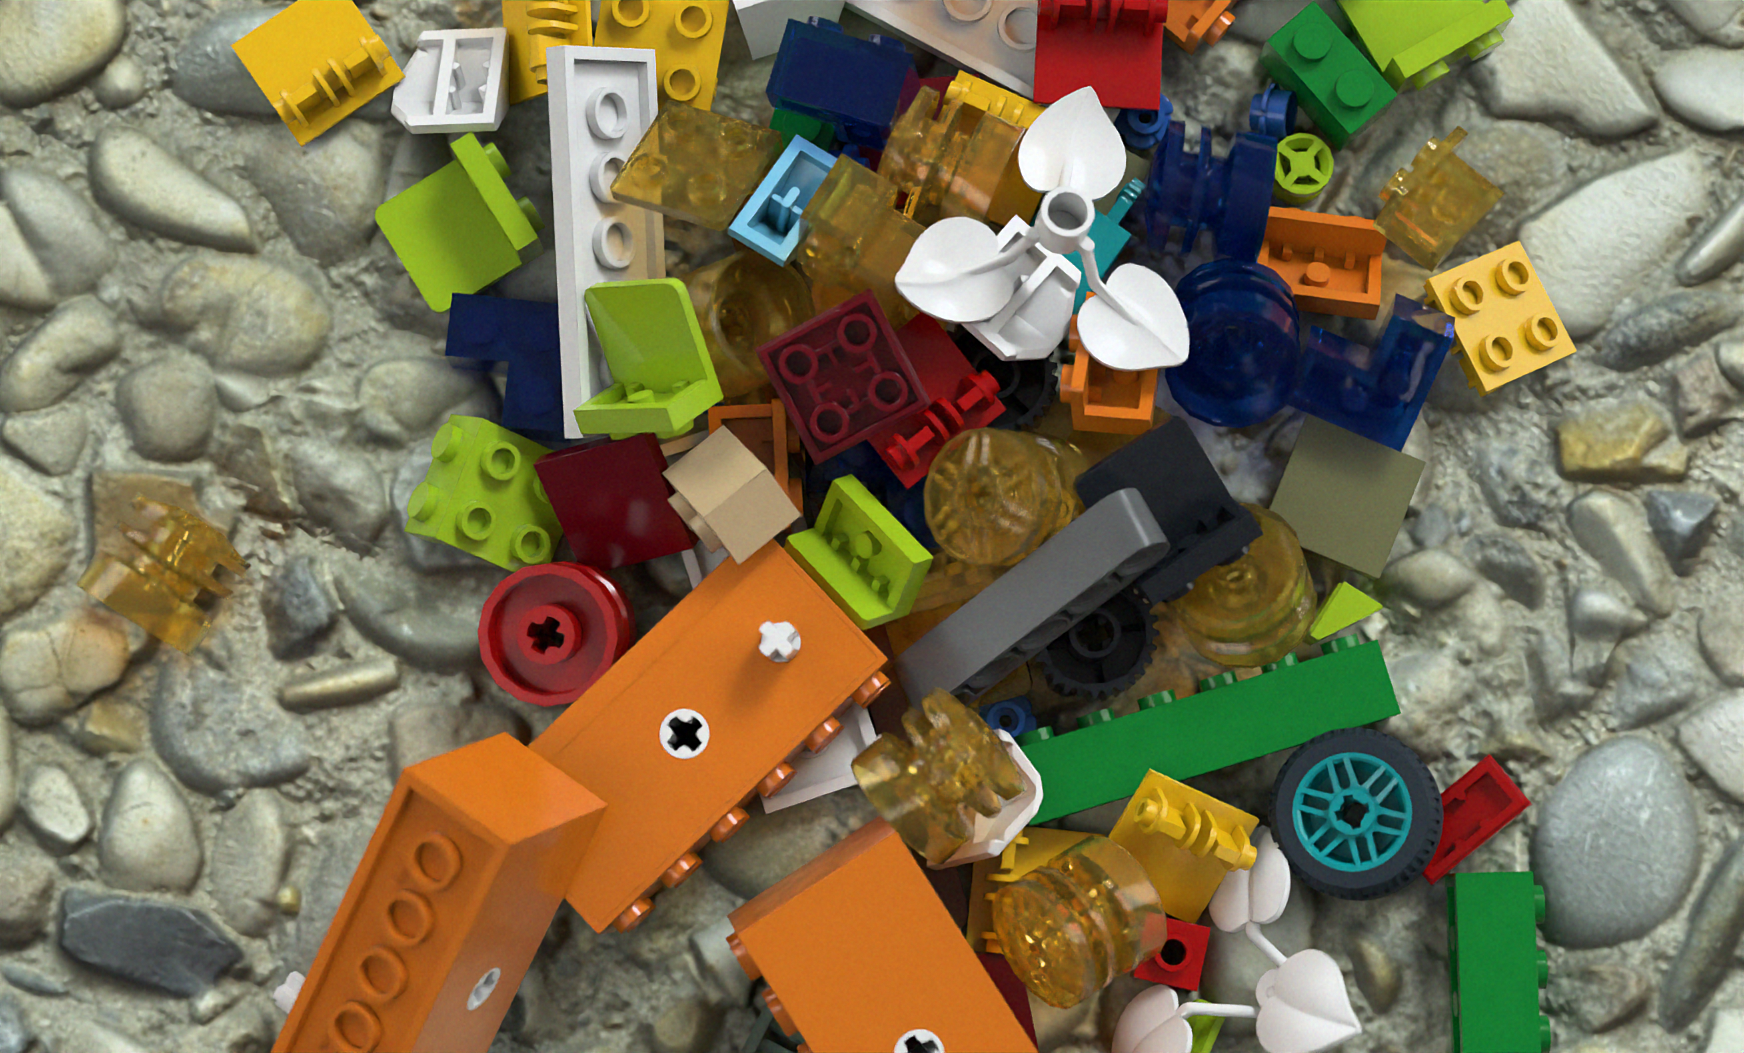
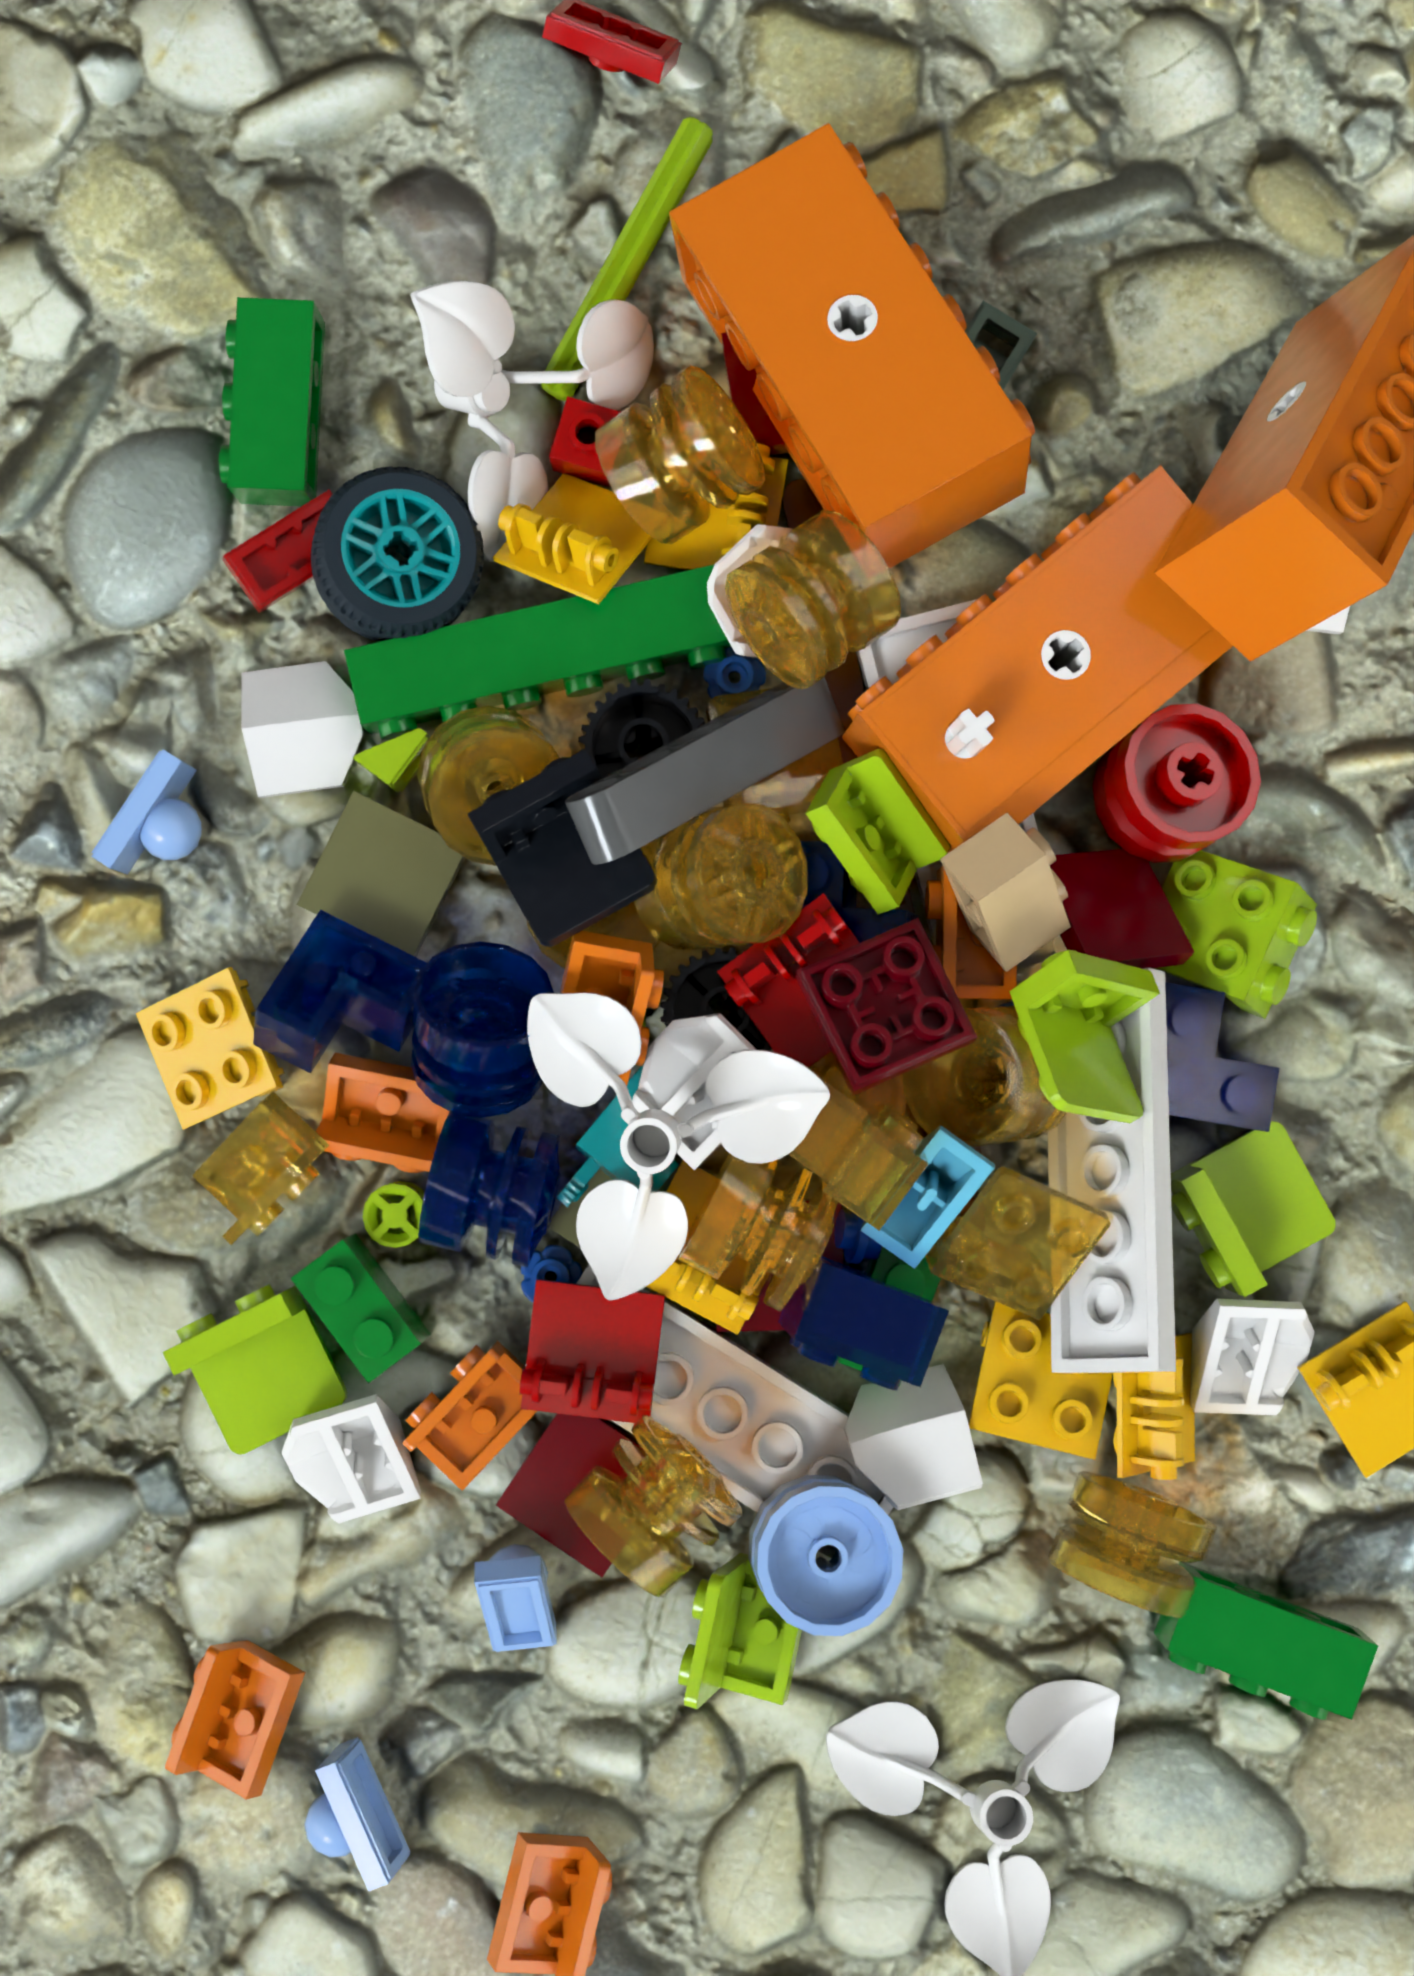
camera: 170 degrees left, 5 degrees up
(1274, 112) = (418, 1273): blue plate -> none
(1441, 644) = (298, 728): none -> white slope
(1575, 539) = (152, 818): none -> light blue tile

